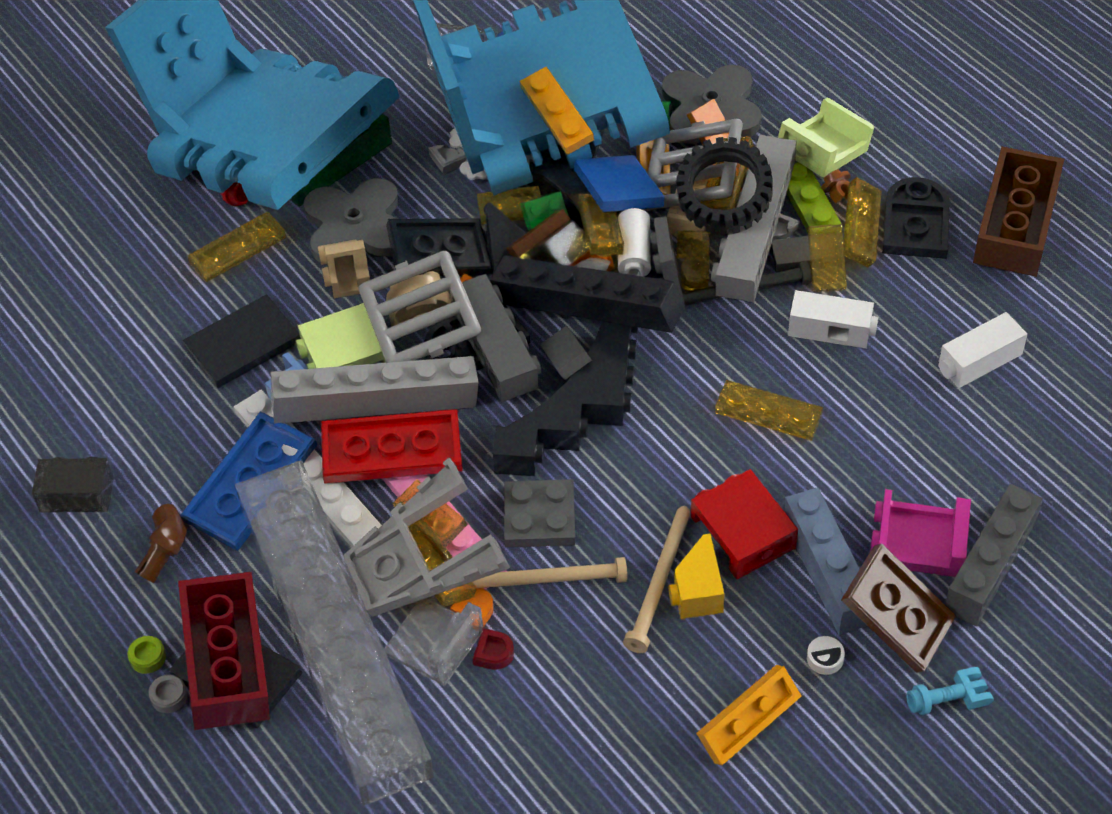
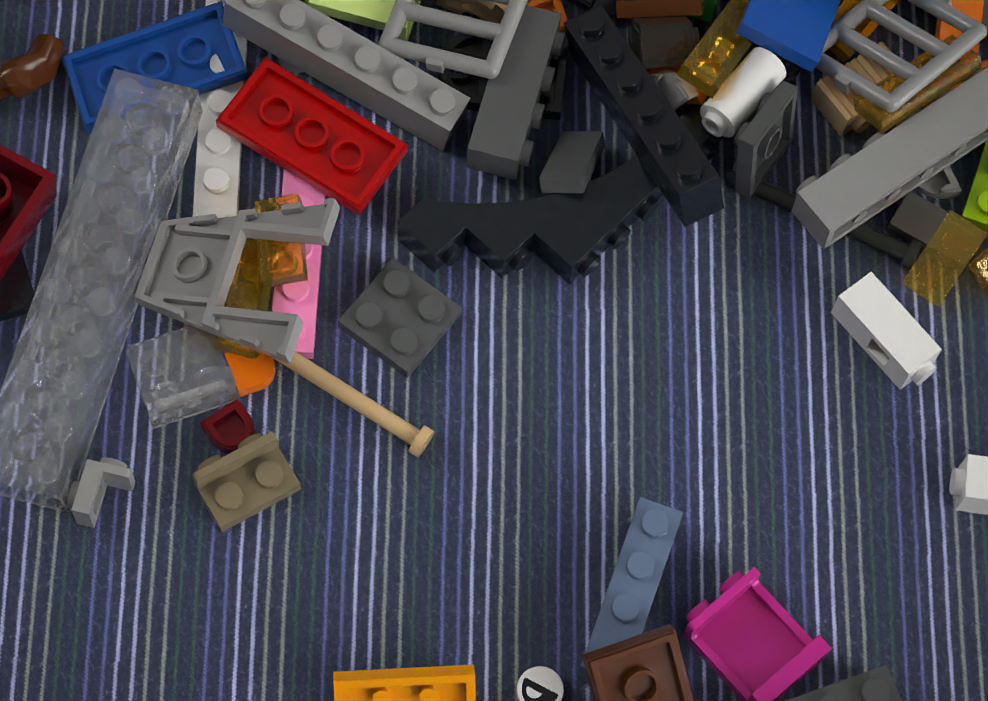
camera: 30 degrees right, 15 degrees up
(439, 734) = (88, 493): none -> light grey bracket
(533, 671) = (245, 480): none -> dark tan bracket
(637, 639) = (372, 526): tan bar -> none
(695, 267) = (815, 148): clear yellow leg -> none
(698, 582) = (482, 514): yellow slope -> none
(717, 153) = (894, 48): black tyre -> none
(745, 522) = (584, 487): red panel -> none
(769, 410) = (730, 382): clear yellow plate -> none

